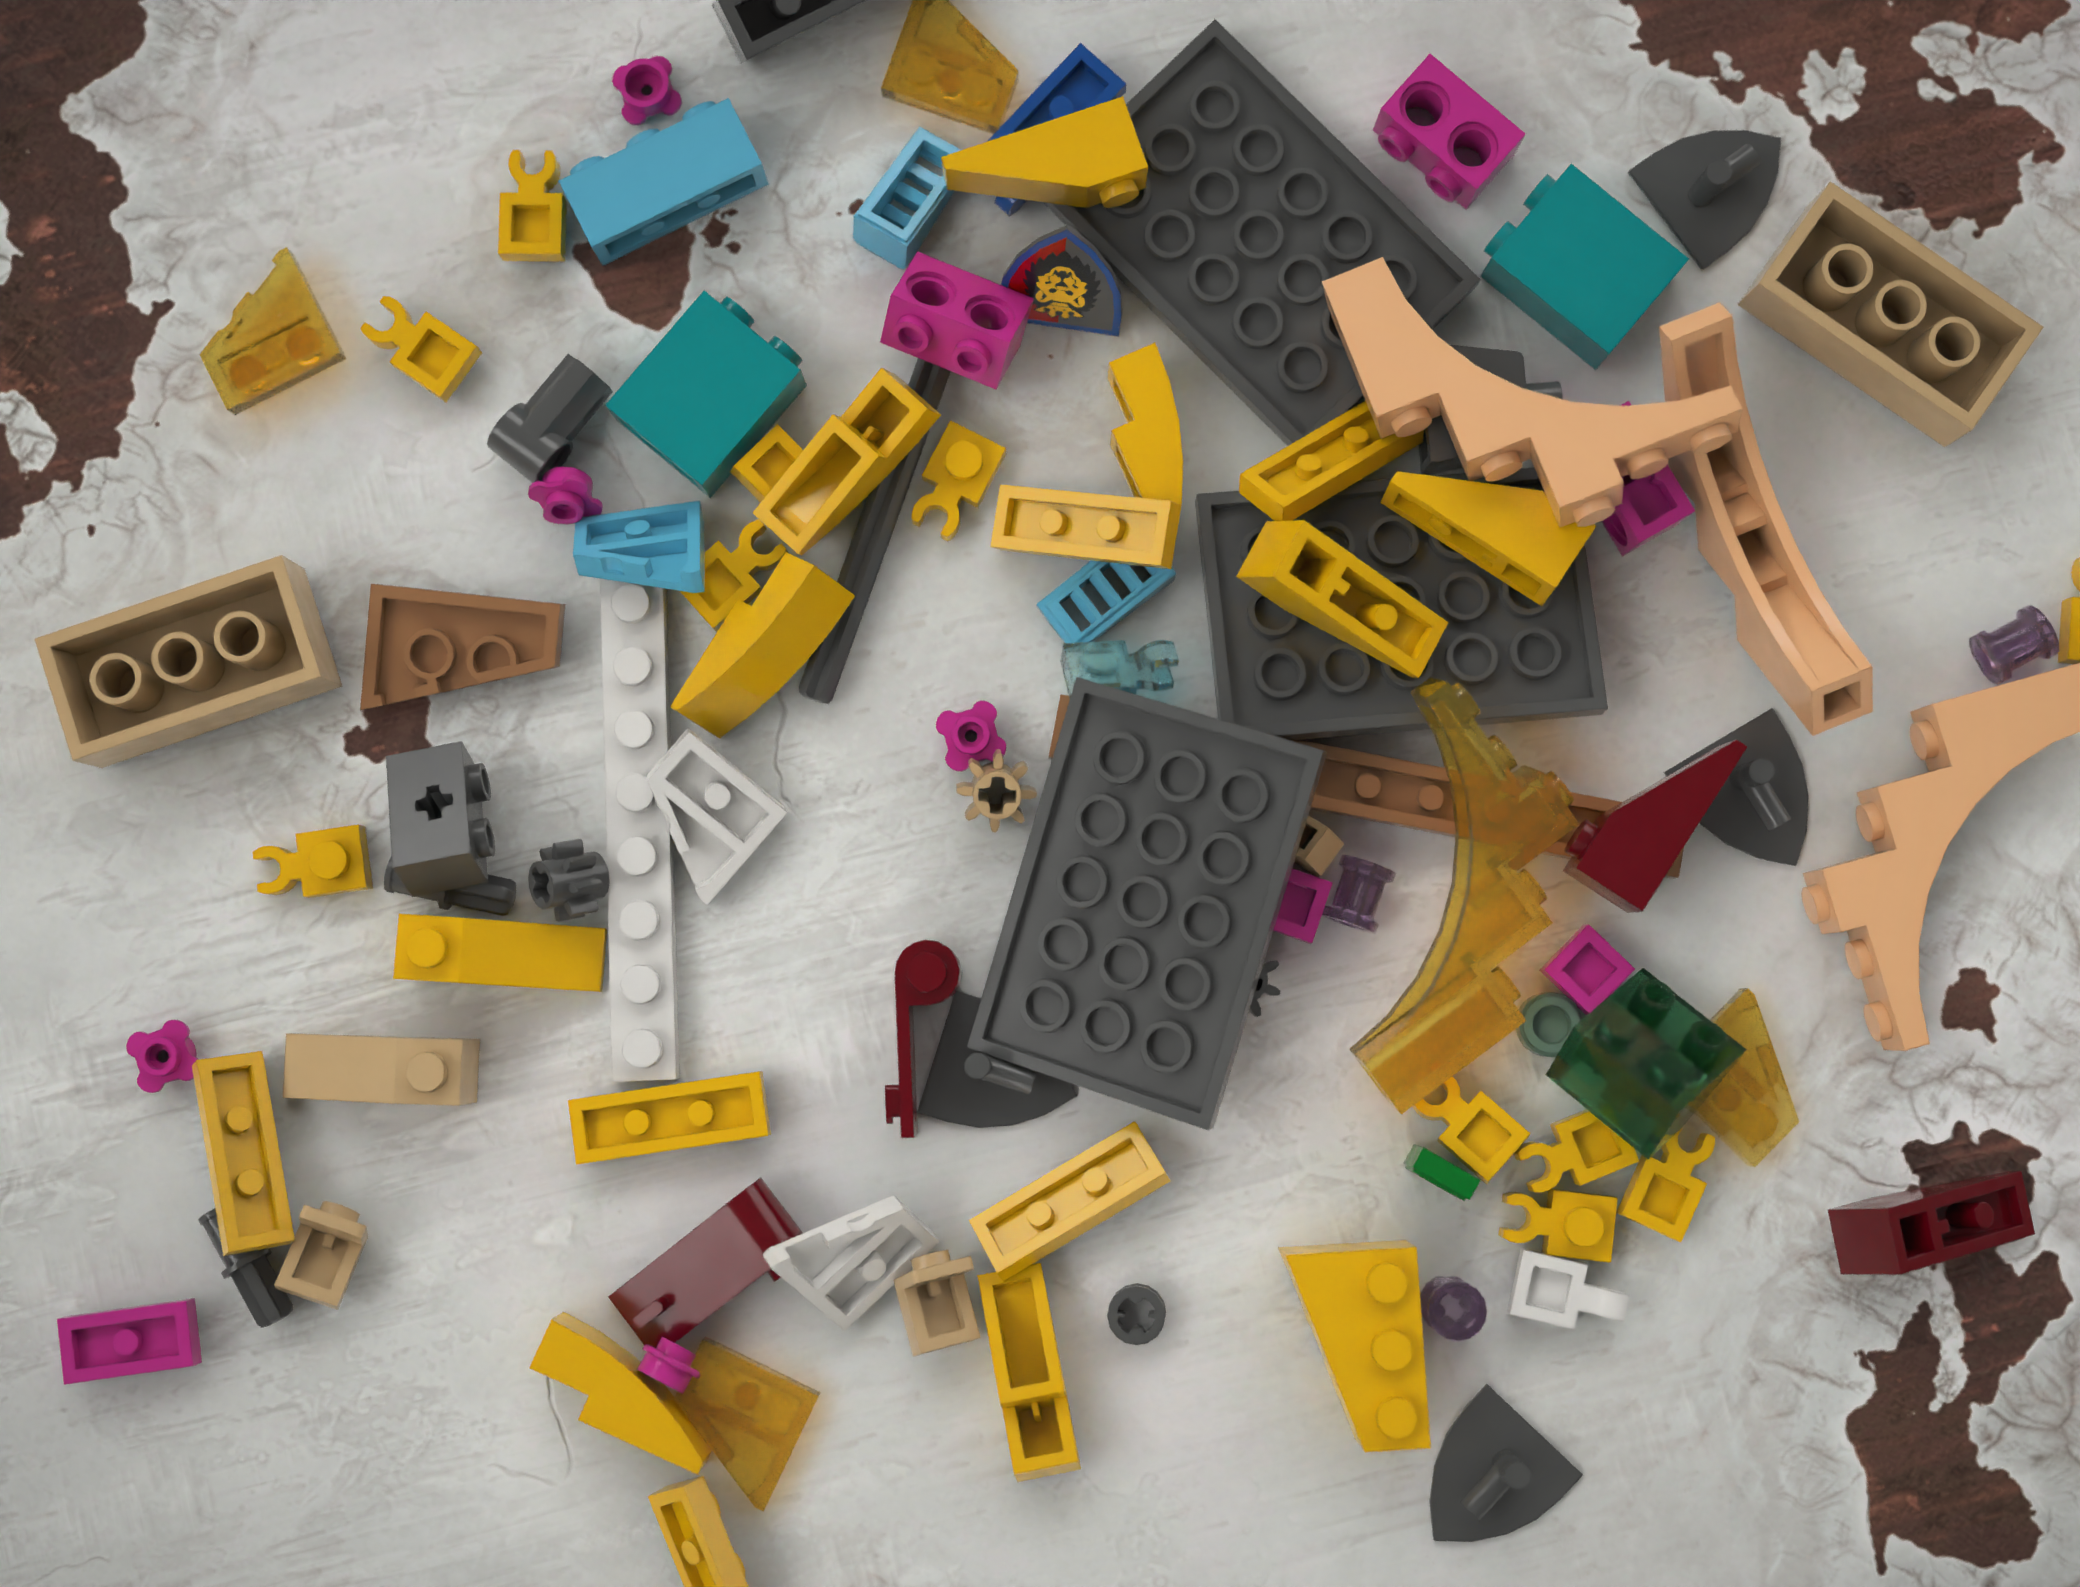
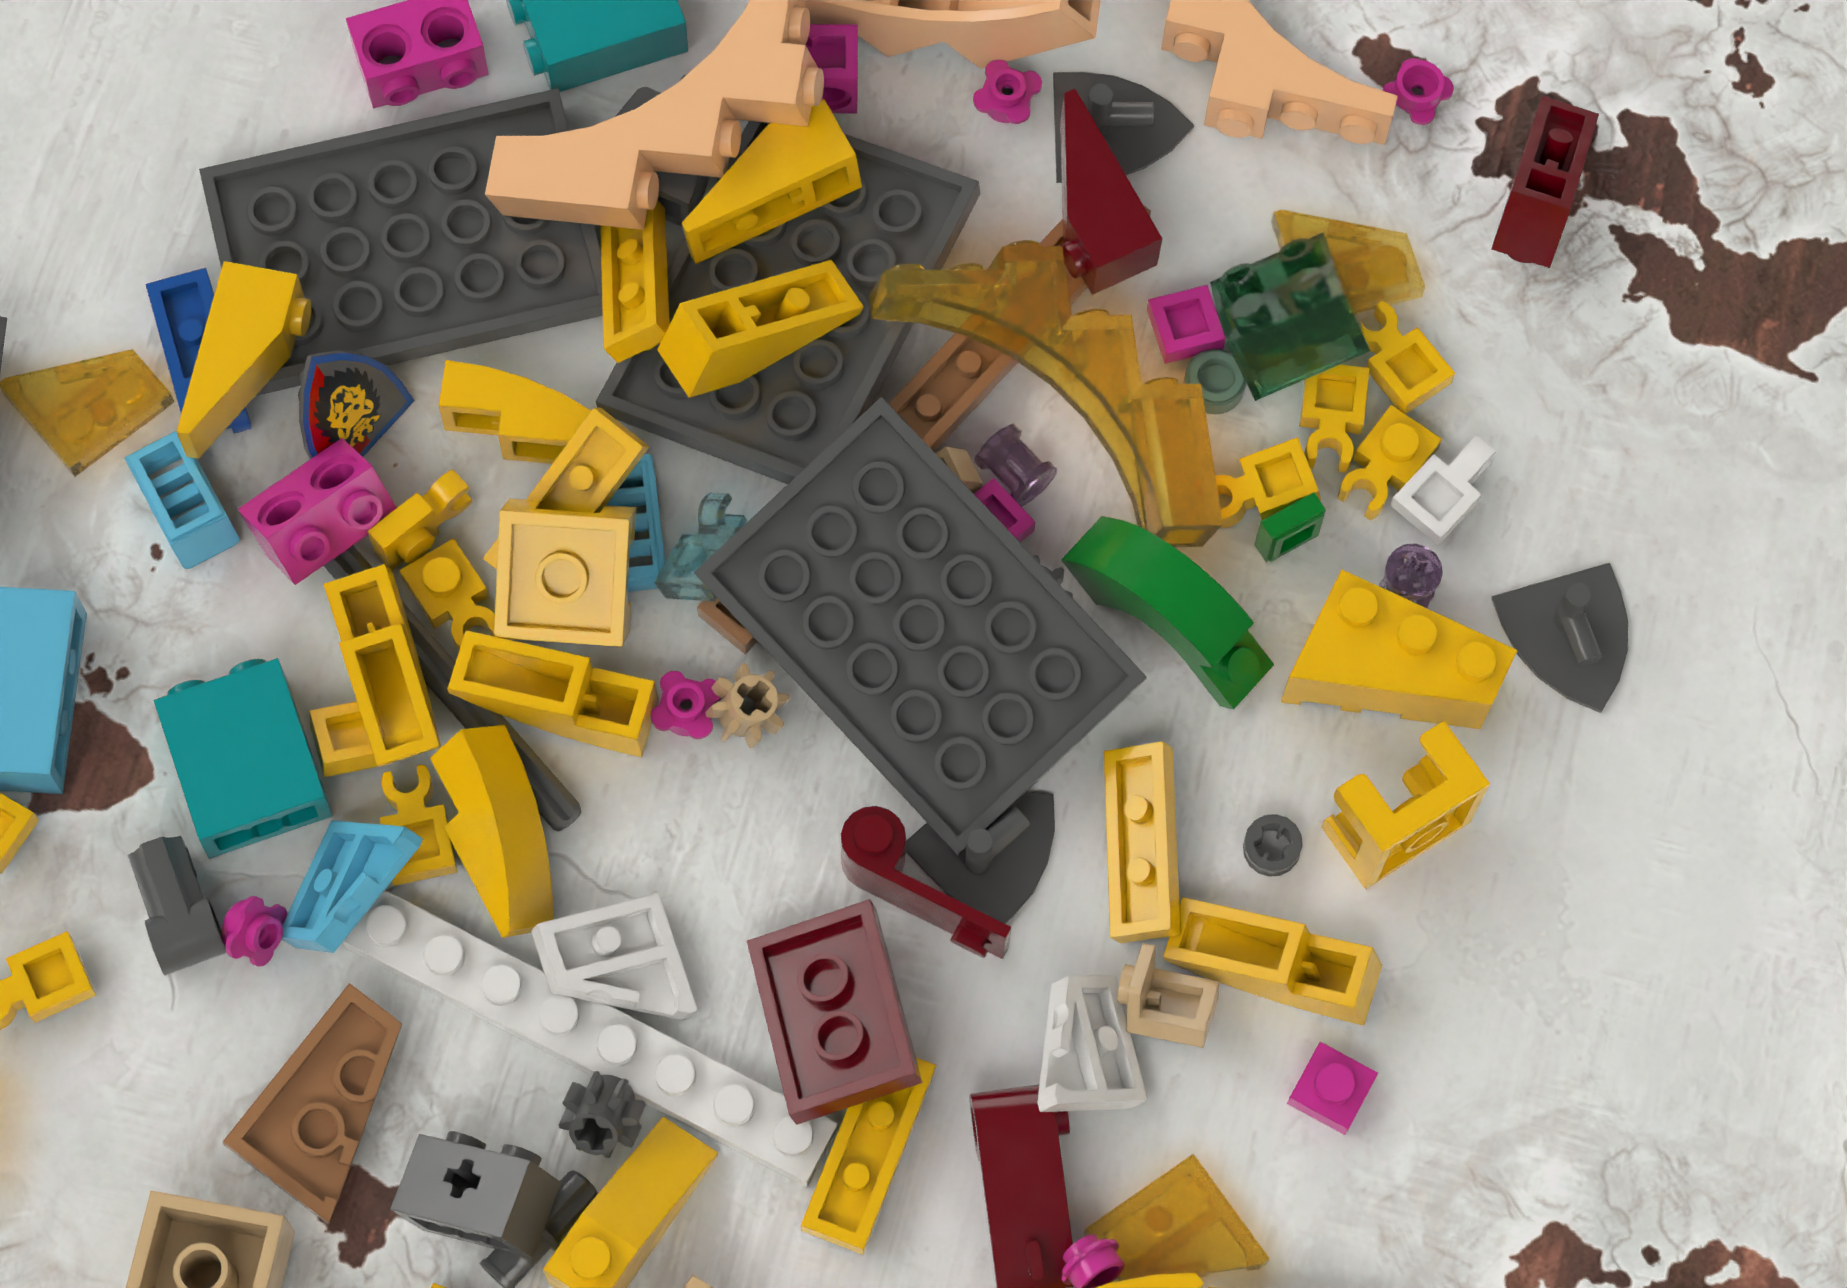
camera: 65 degrees left, 15 degrees down
(761, 1024) = (833, 1012): none -> plate
(912, 617) = (555, 692): none -> yellow slope
(947, 1483) = (1332, 1088): none -> dark pink plate
(991, 407) = (413, 525): none -> yellow plate
(1013, 565) = (563, 574): none -> yellow panel
(1254, 1460) = (1444, 800): none -> yellow panel
(1300, 1106) = (1177, 599): none -> green arch
(1710, 692) = (1002, 107): none -> dark pink plate
(1973, 1055) = (1428, 78): none -> dark pink plate

